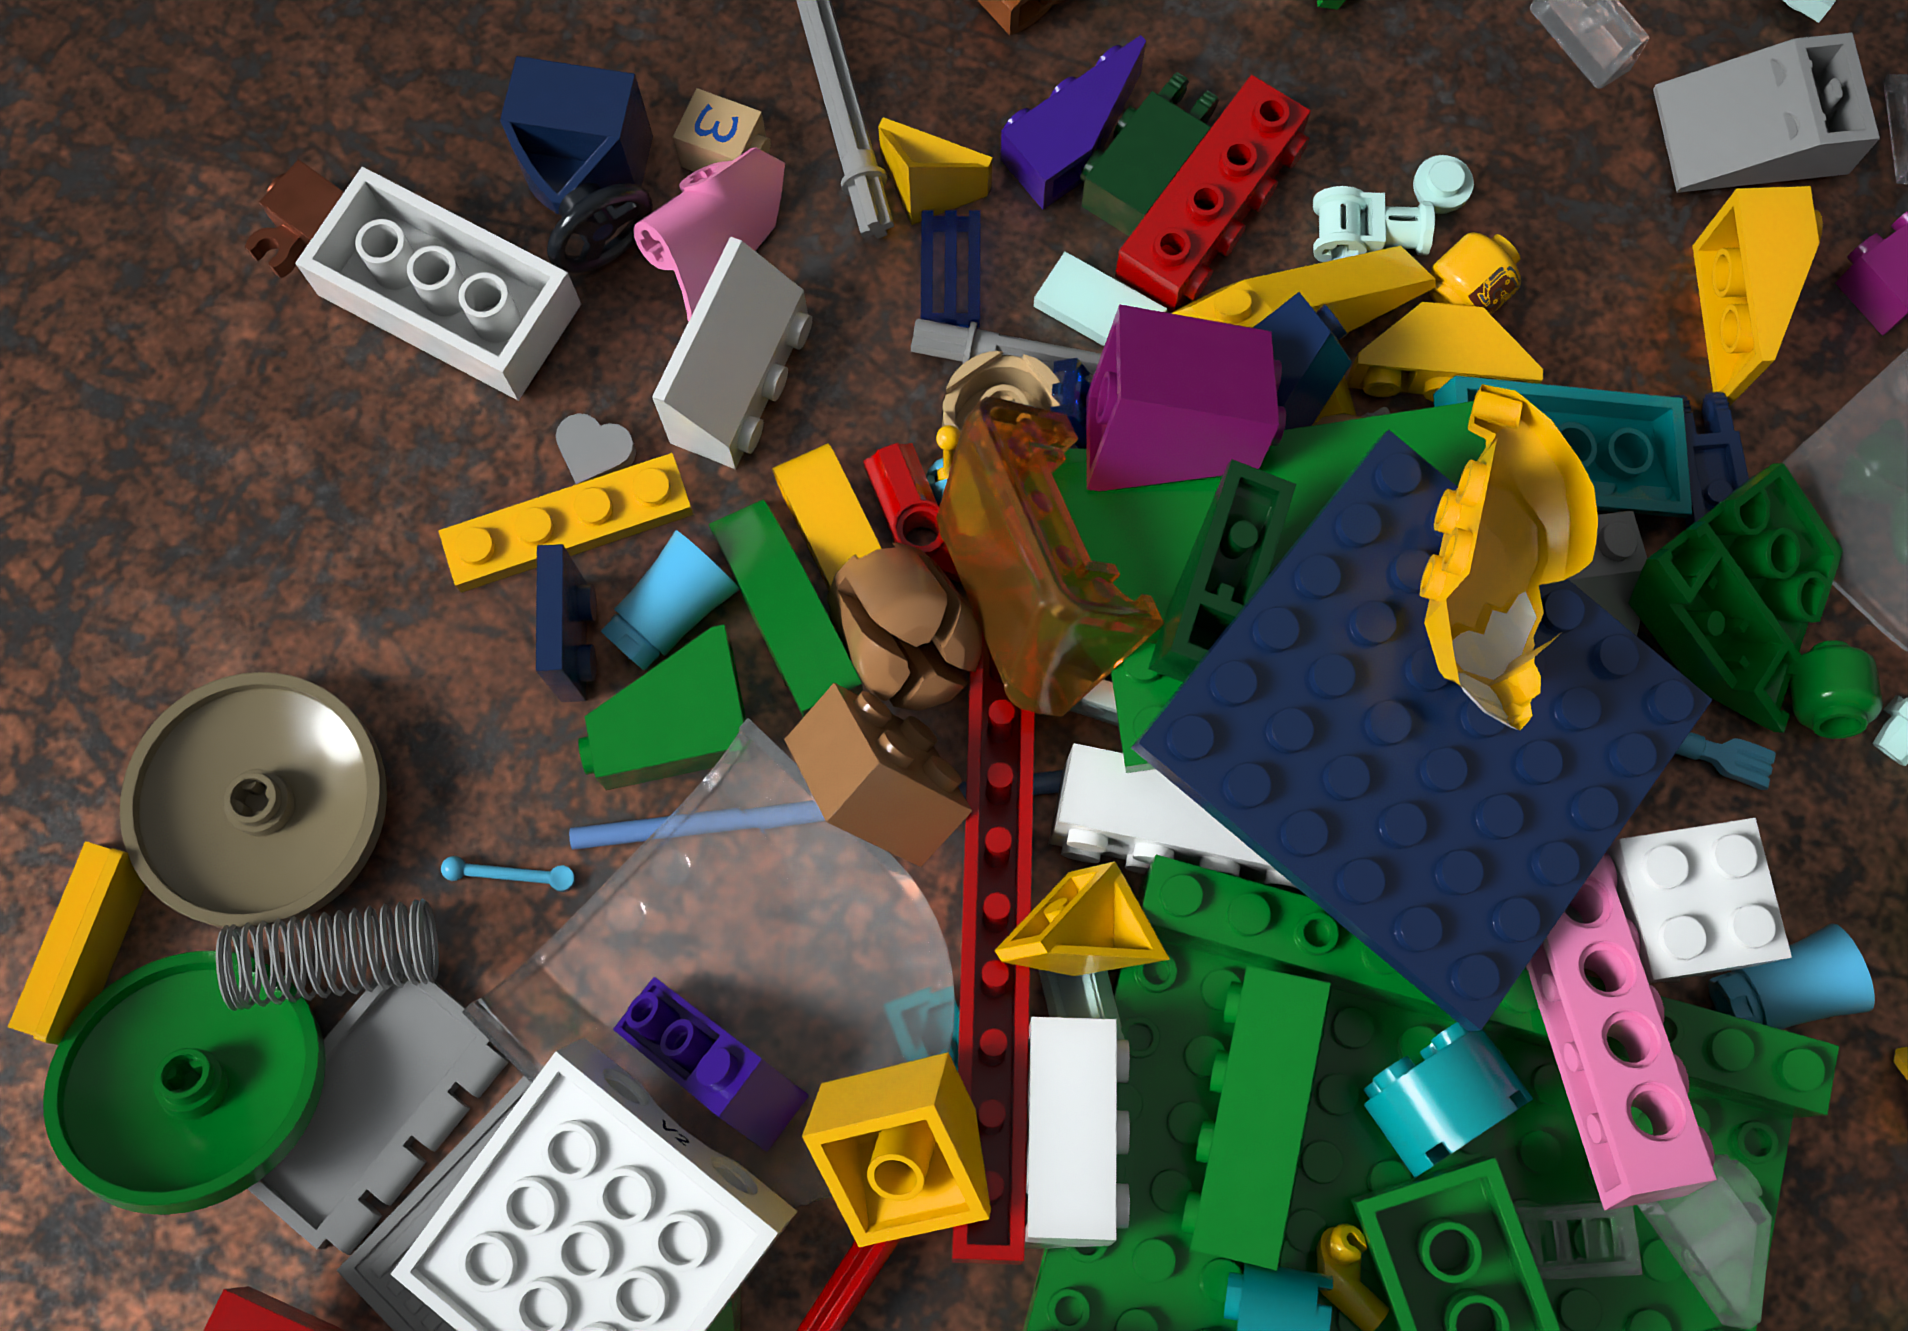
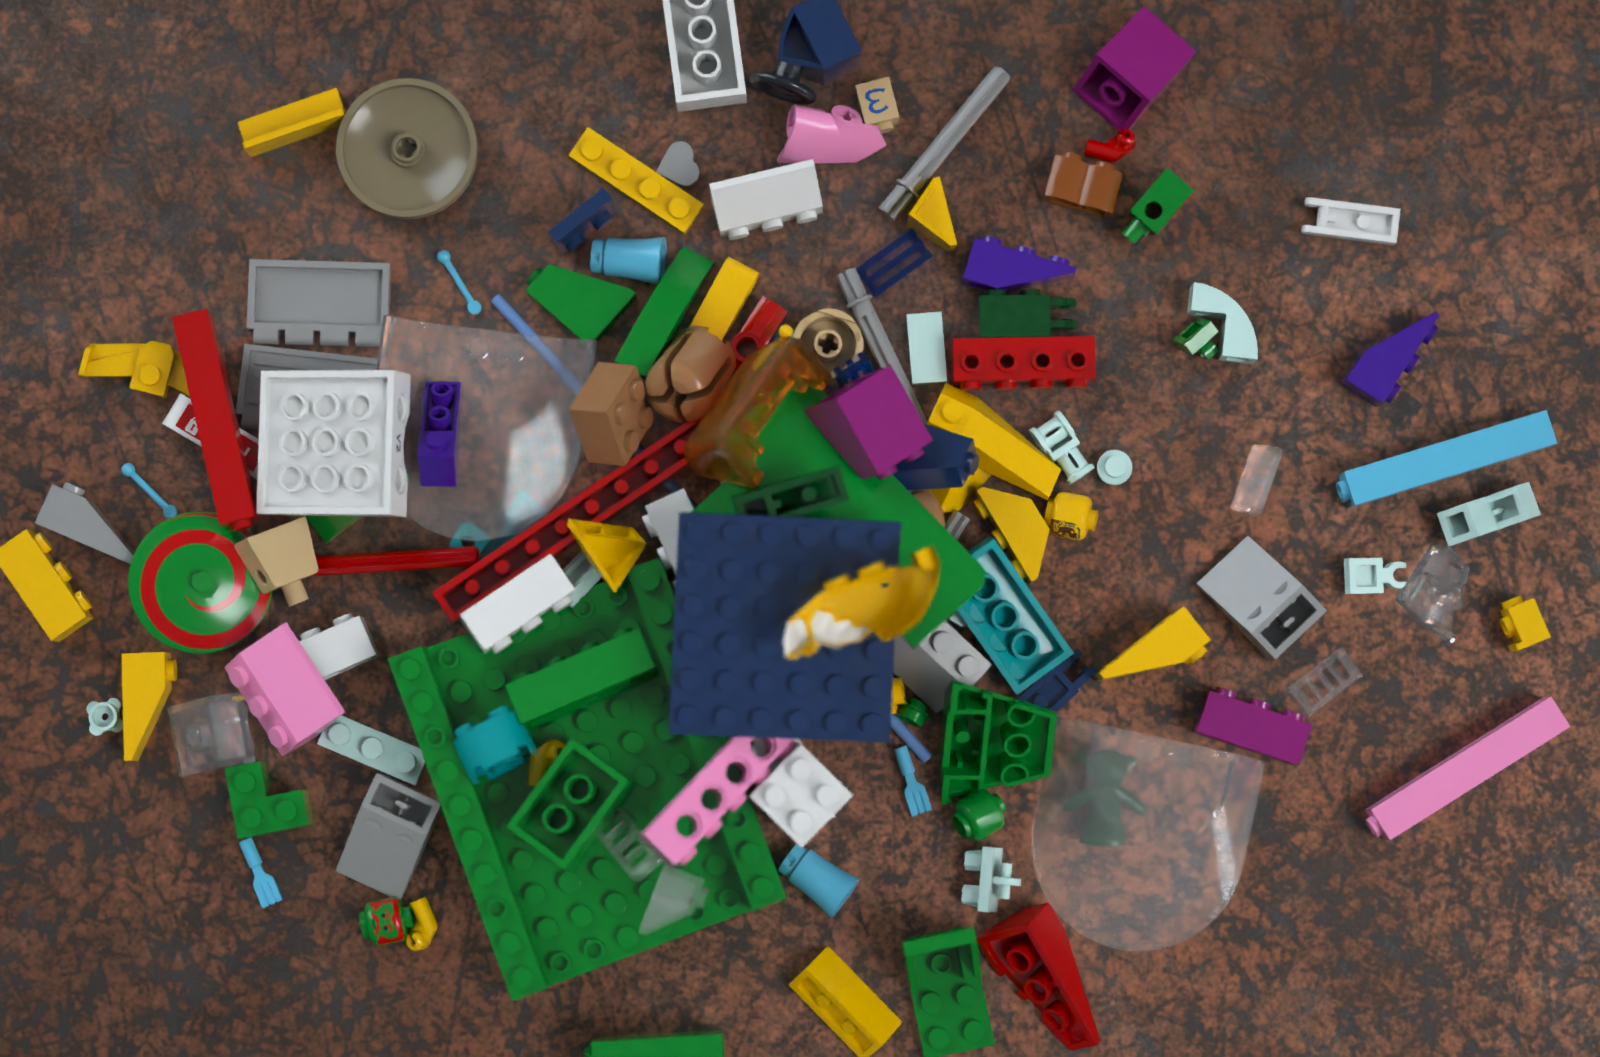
camera: 50 degrees right, 10 degrees up
(175, 1096) = (272, 218): green dish -> none
(420, 945) = (334, 204): light grey piece -> none
(900, 1150) = (459, 539): yellow slope -> none
(1445, 1099) = (644, 748): teal brick -> none

